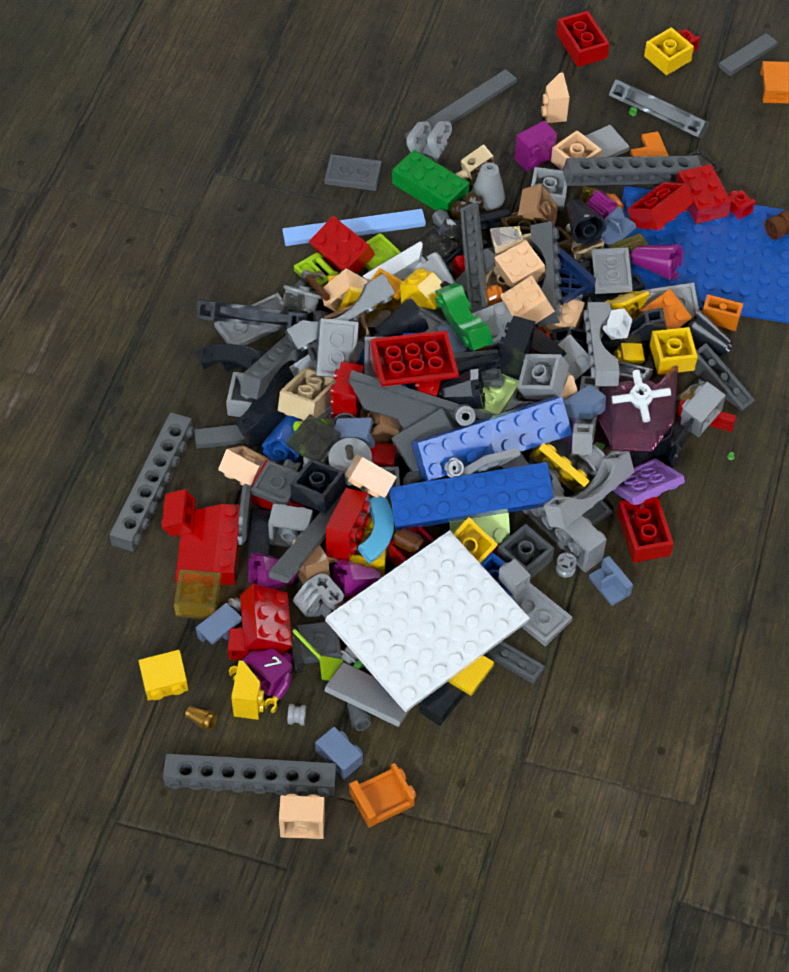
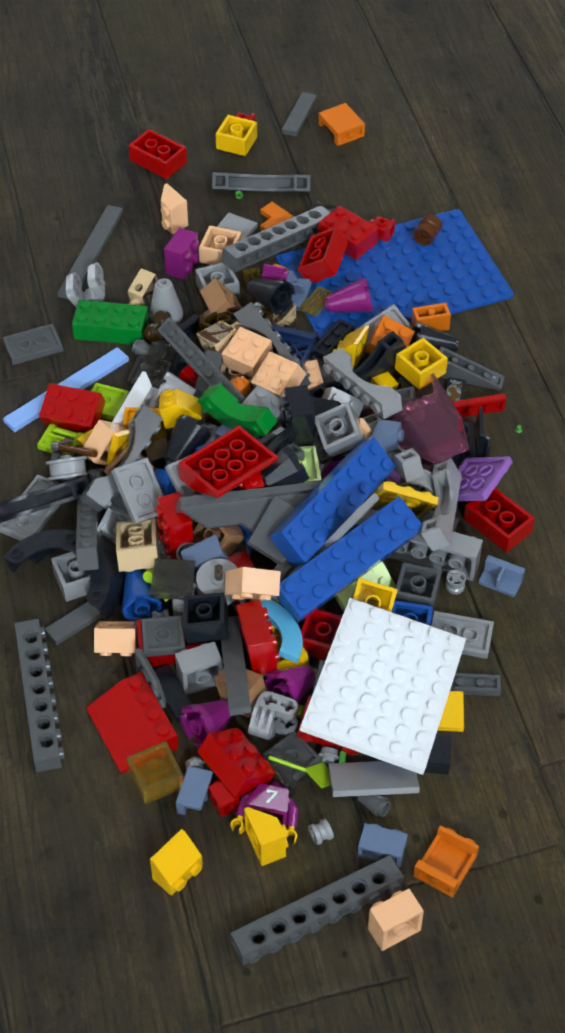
camera: 30 degrees left, 5 degrees down
(178, 513) = (84, 709): red brick -> none
(203, 718) = (236, 882): pearl gold cone -> none
(294, 302) = (69, 471): clear smoke wheel -> none
(357, 352) = (166, 484): clear smoke tile -> none
(408, 540) = (318, 625): reddish brown brick -> none
(458, 470) = (327, 539): light grey plate -> none
(464, 408) = (301, 490): light grey brick -> none
(514, 577) = (429, 610): light grey brick -> none
(612, 270) = (320, 321): light grey plate -> none
(618, 324) = (362, 362): white brick -> none
(641, 395) = (431, 407): white bar -> none
(702, 408) = (479, 395): light grey brick -> none

